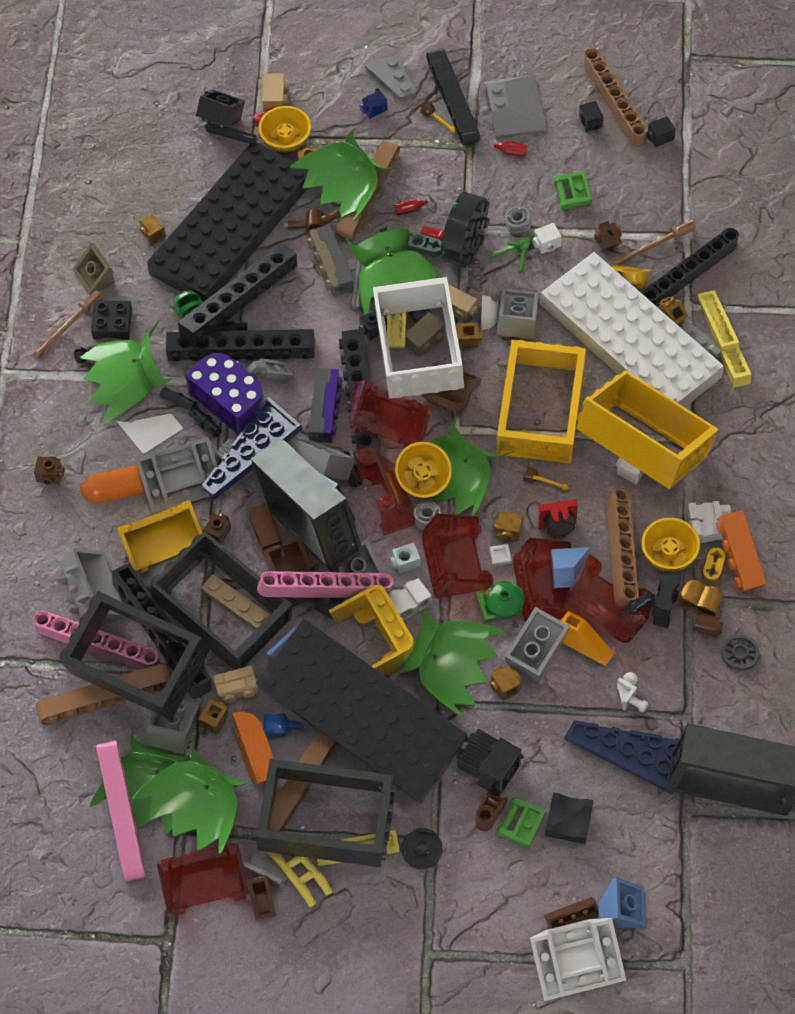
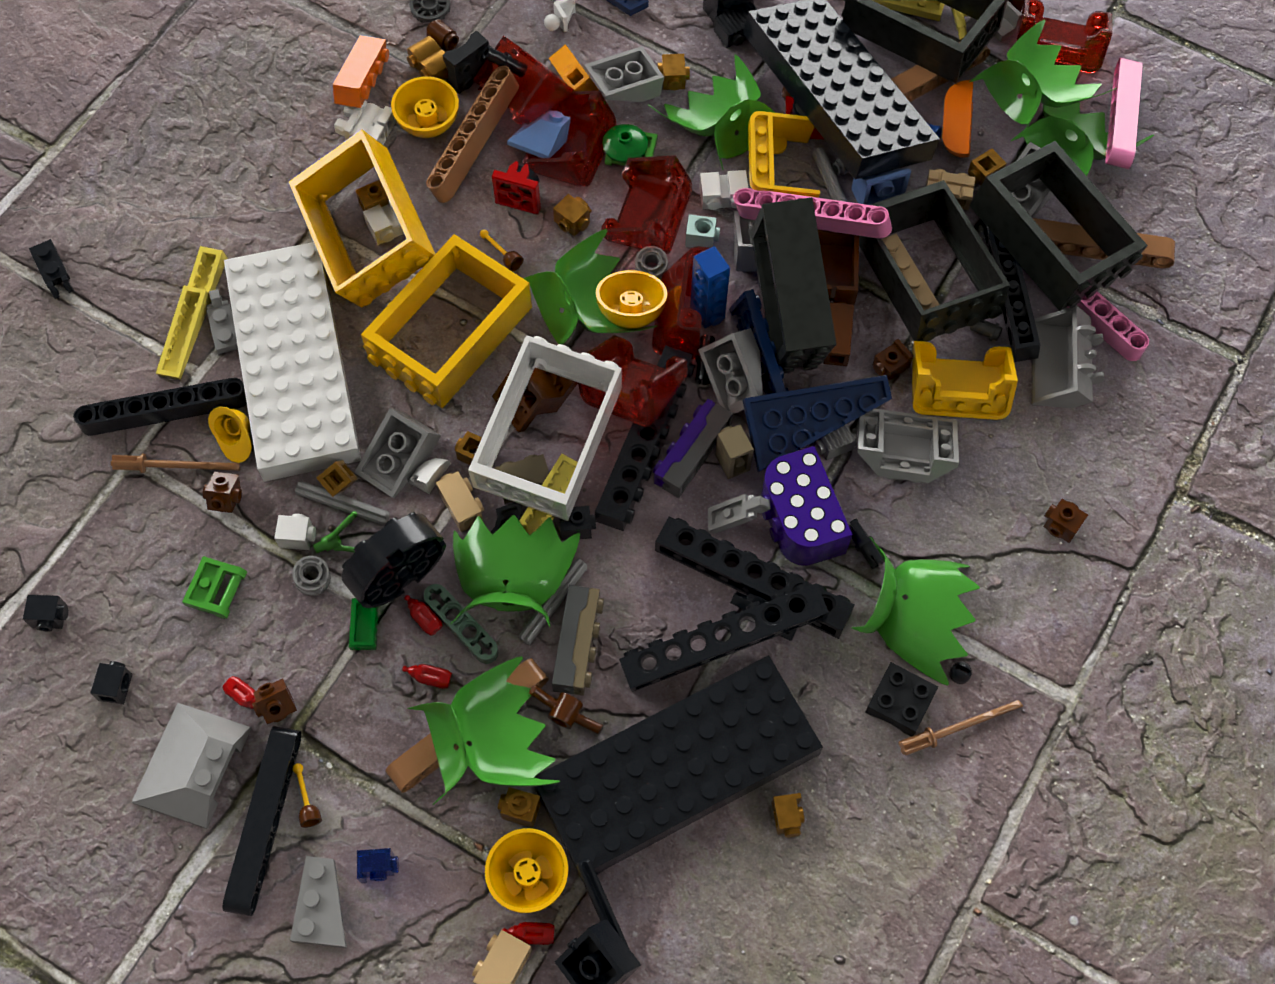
camera: 155 degrees left, 5 degrees up
(93, 270) = (895, 788): dark tan slope -> none
(113, 485) = (991, 474): orange brick -> none
(151, 431) = (914, 526): white sticker -> none
(186, 302) = (794, 665): green helmet -> none
(205, 421) = (844, 496): black pin -> none
(294, 404) = (734, 451): none -> dark tan brick
(367, 489) = (710, 286): none -> blue brick
(488, 147) = (273, 701): none -> reddish brown brick
(500, 555) = (598, 197): white tile -> none
(529, 271) = (342, 503): none -> light grey axle
(541, 275) = (337, 478): none -> pearl gold brick
(615, 97) = (64, 708): medium nougat beam -> none
(673, 309) = (225, 359): pearl gold brick -> none
(710, 564) = (389, 87): yellow beam -> none

